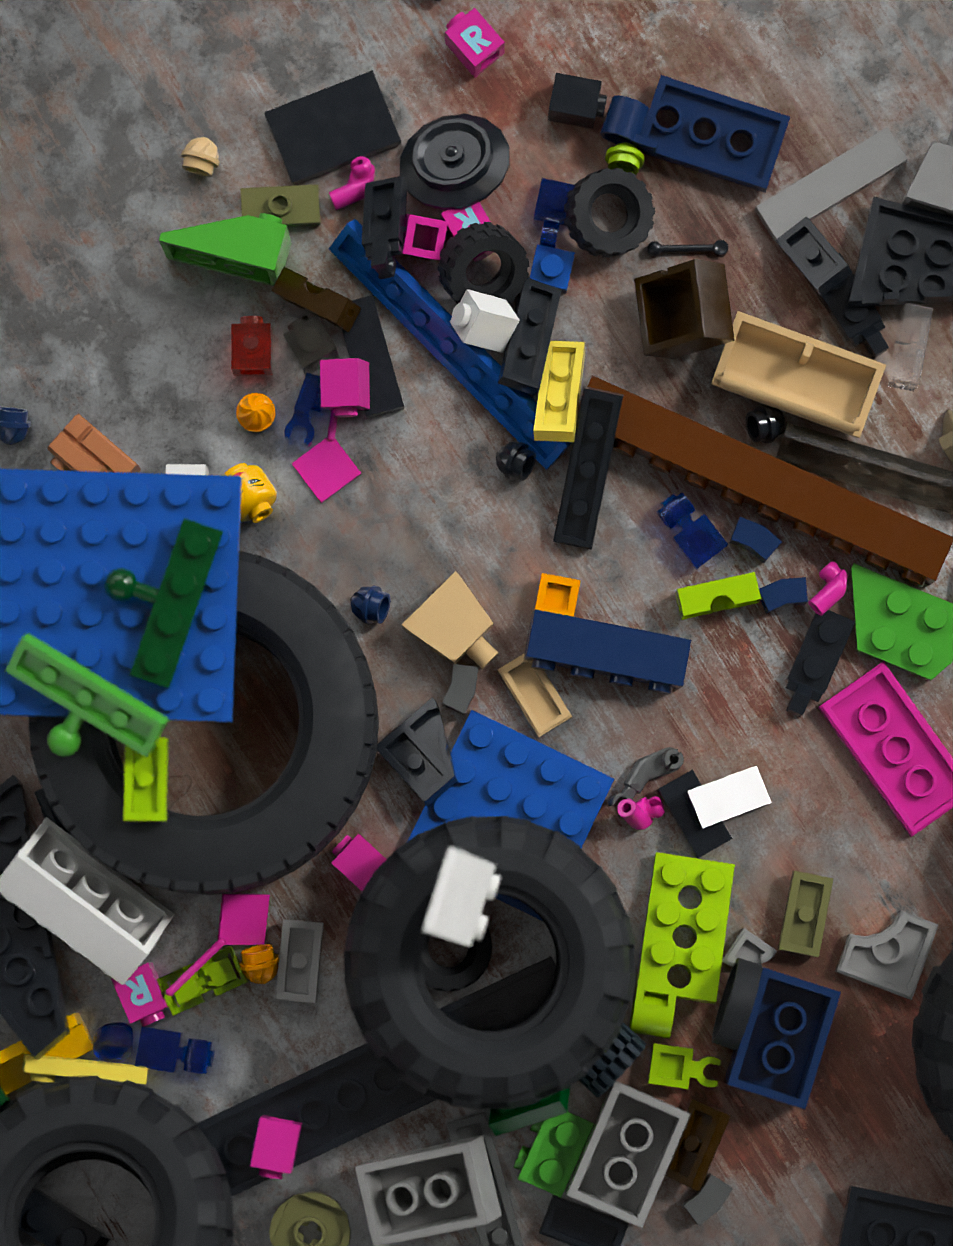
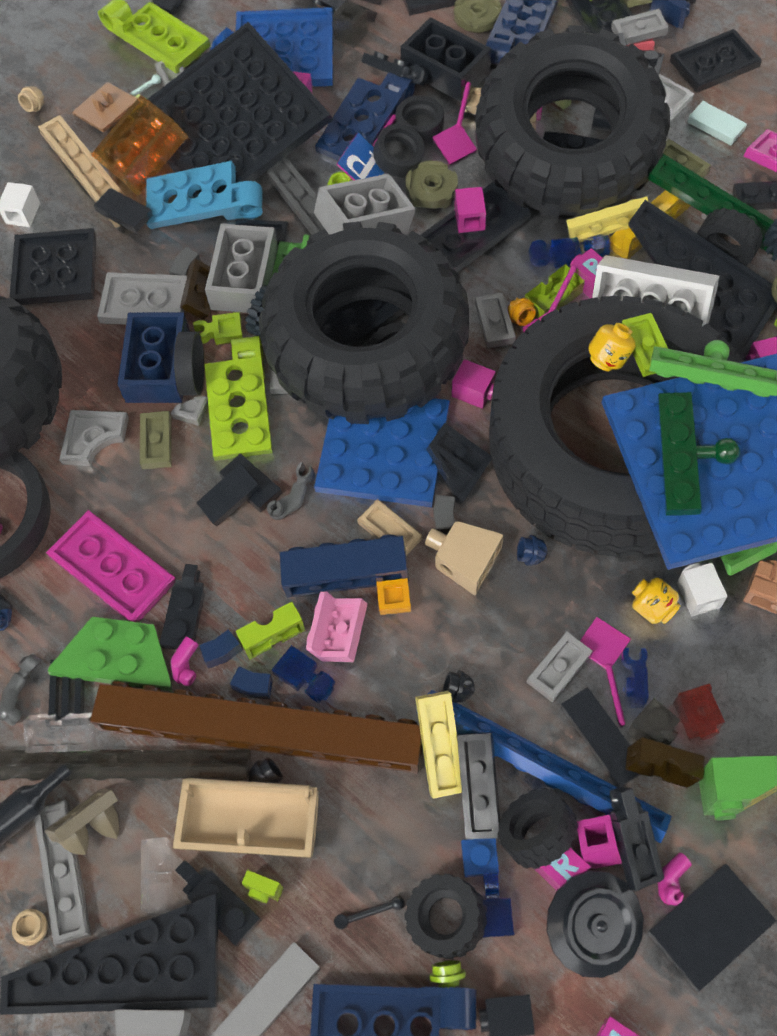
camera: 170 degrees right, 20 degrees down
(195, 781) = (611, 346): none -> yellow head
(255, 412) = (674, 665): light orange plate -> none
(293, 204) = (726, 841): olive plate -> none
(345, 386) = (614, 699): dark pink brick -> none
(389, 449) = (559, 667): none -> light grey plate
(459, 898) = (396, 303): white slope -> none
(484, 321) = (521, 781): white brick -> none
(588, 467) = (398, 694): black tile -> none
(637, 574) = (336, 628): none -> bright pink bracket
(641, 814) = (288, 468): dark pink arm -> none
(684, 309) = (355, 842): dark brown piece -> none
(779, 1155) = (139, 293): none -> light grey plate
(797, 302) = (261, 887): none -> lime plate
(814, 256) = (256, 930): black plate -> none

